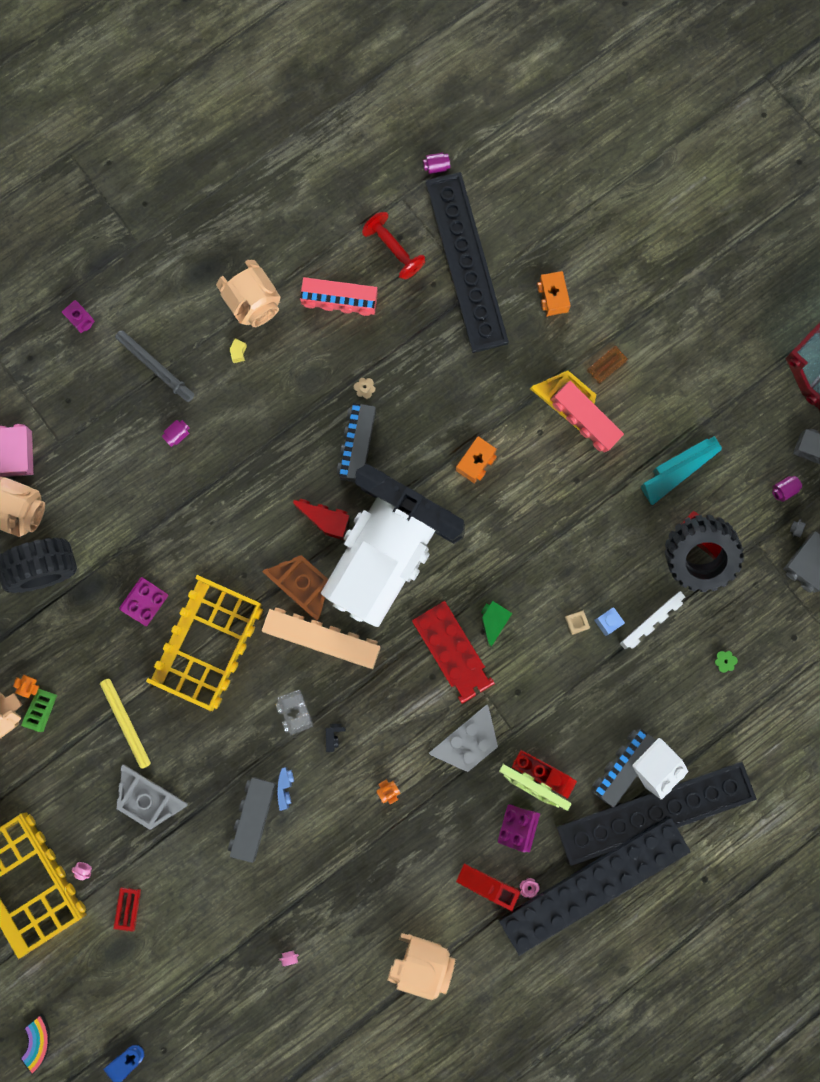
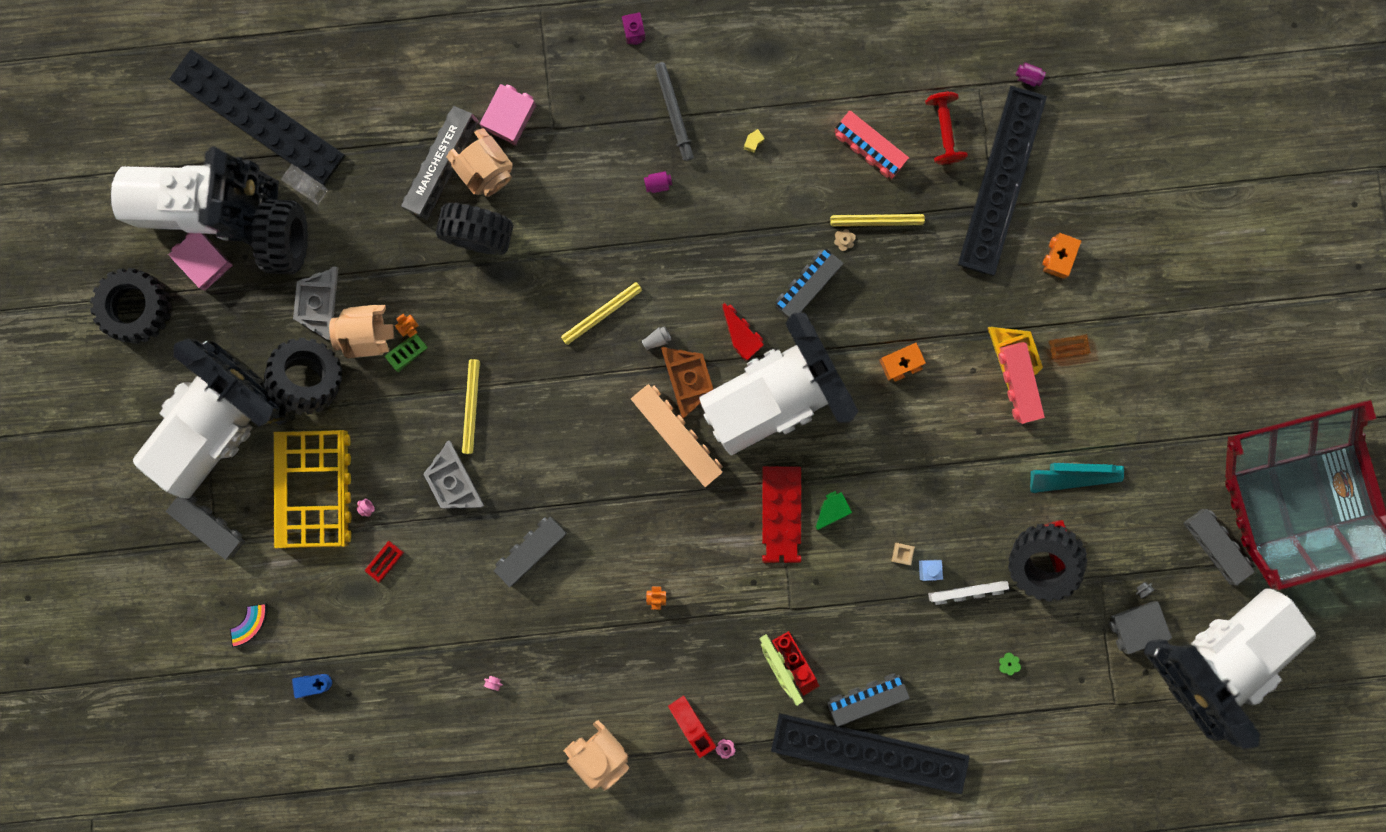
camera: 30 degrees right, 5 degrees up
(143, 601) = (546, 312): magenta bracket -> none
(180, 631) = (561, 356): yellow window -> none
(193, 571) = (601, 313): none -> light yellow axle
(250, 295) = (793, 100): light nougat piece -> none
(254, 565) = (657, 338): none -> light grey cone
(285, 780) = (575, 536): medium blue slope -> none
(296, 701) = (624, 475): clear brick -> none
(331, 739) = (634, 526): black bracket -> none
(382, 355) = (877, 220): none -> light yellow axle
(469, 742) = (748, 598): light grey wing -> none
(518, 828) = (746, 695): magenta bracket -> none
(594, 885) = (781, 780): black plate -> none
(660, 768) = (896, 719): white slope -> none
(786, 488) = (1157, 549): magenta brick -> none

